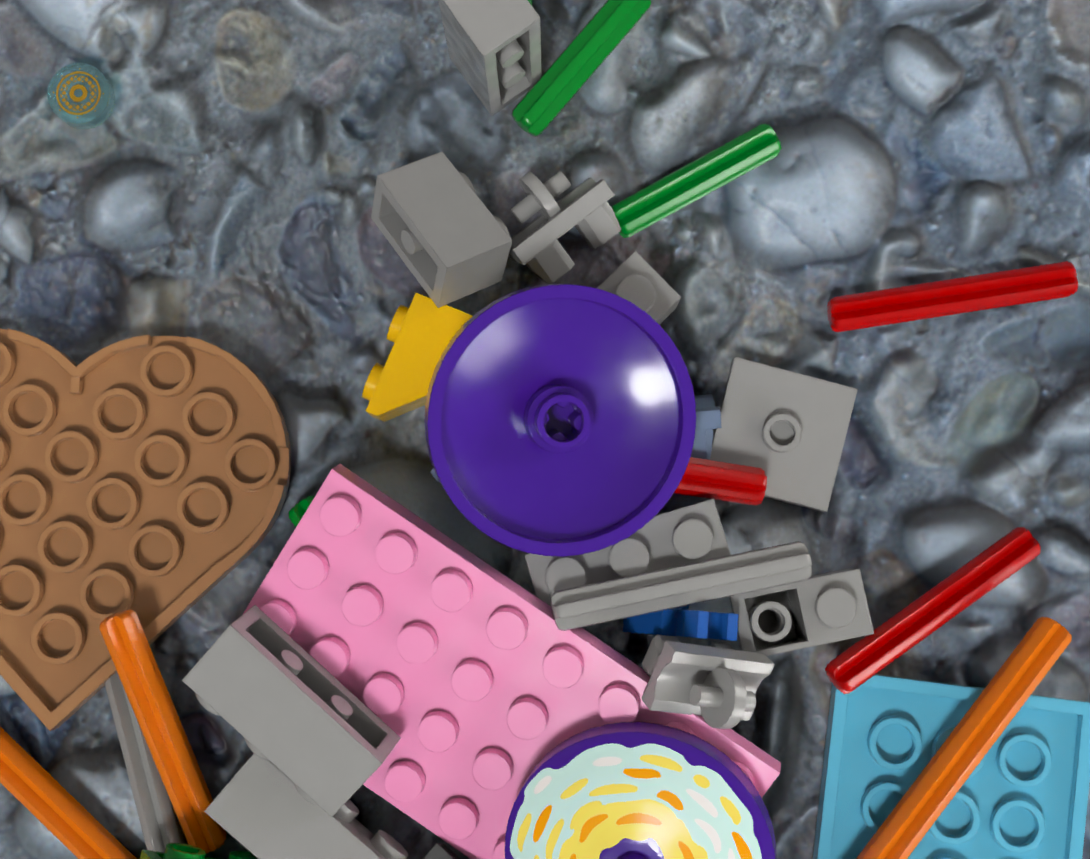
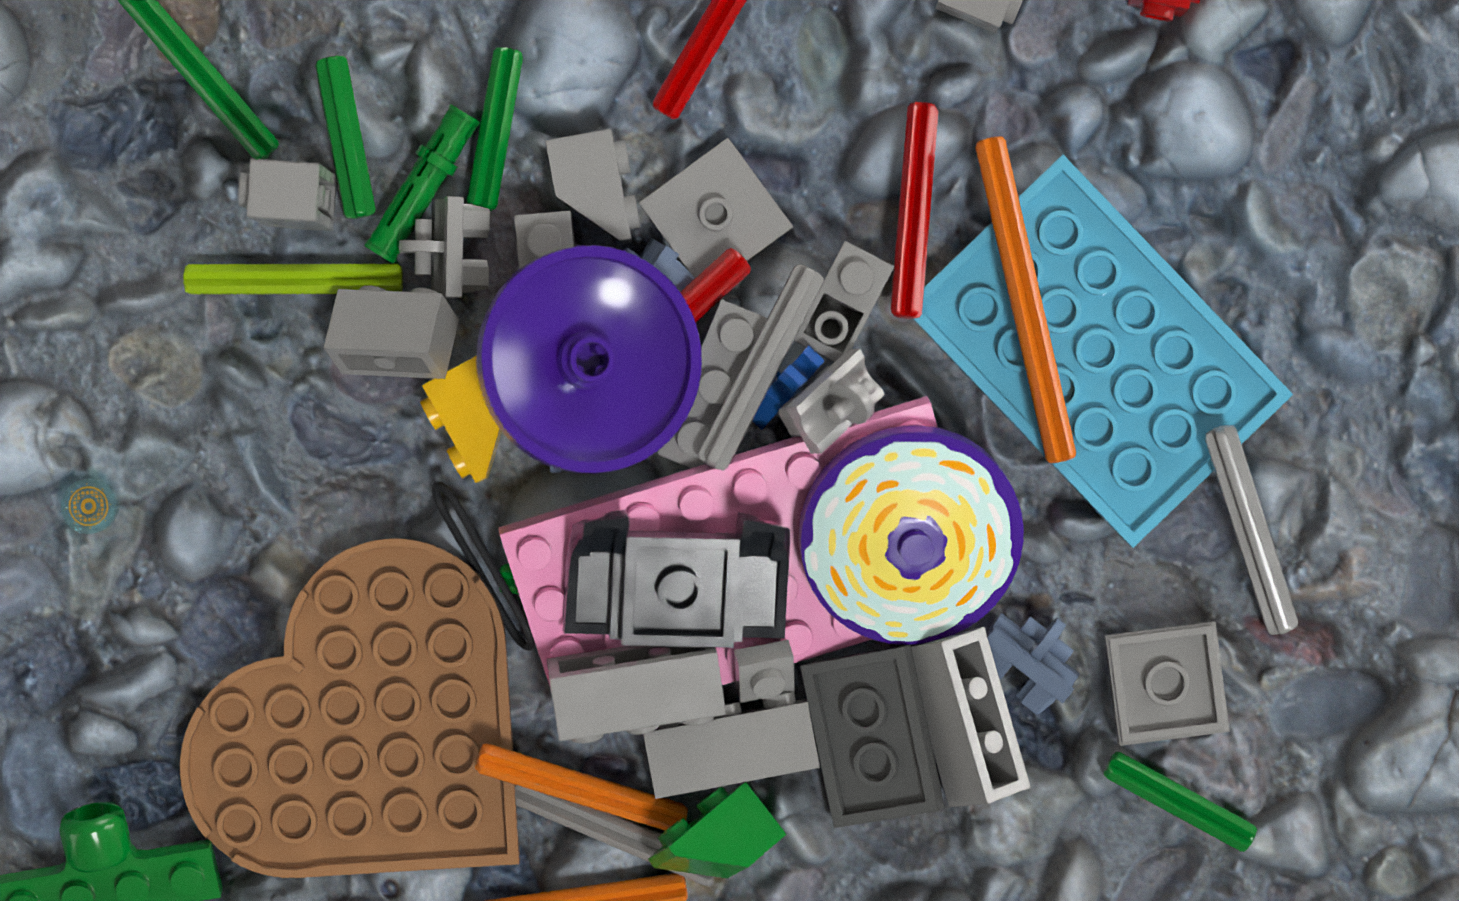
camera: 60 degrees left, 5 degrees up
(337, 388) = (440, 486): none -> black piece
(403, 816) = (764, 671): none -> light grey plate
(416, 671) = (676, 584): none -> piece
(417, 106) = (289, 278): none -> lime axle
(598, 154) = (423, 181): none -> green pin
(717, 297) = (589, 180): none -> light grey slope

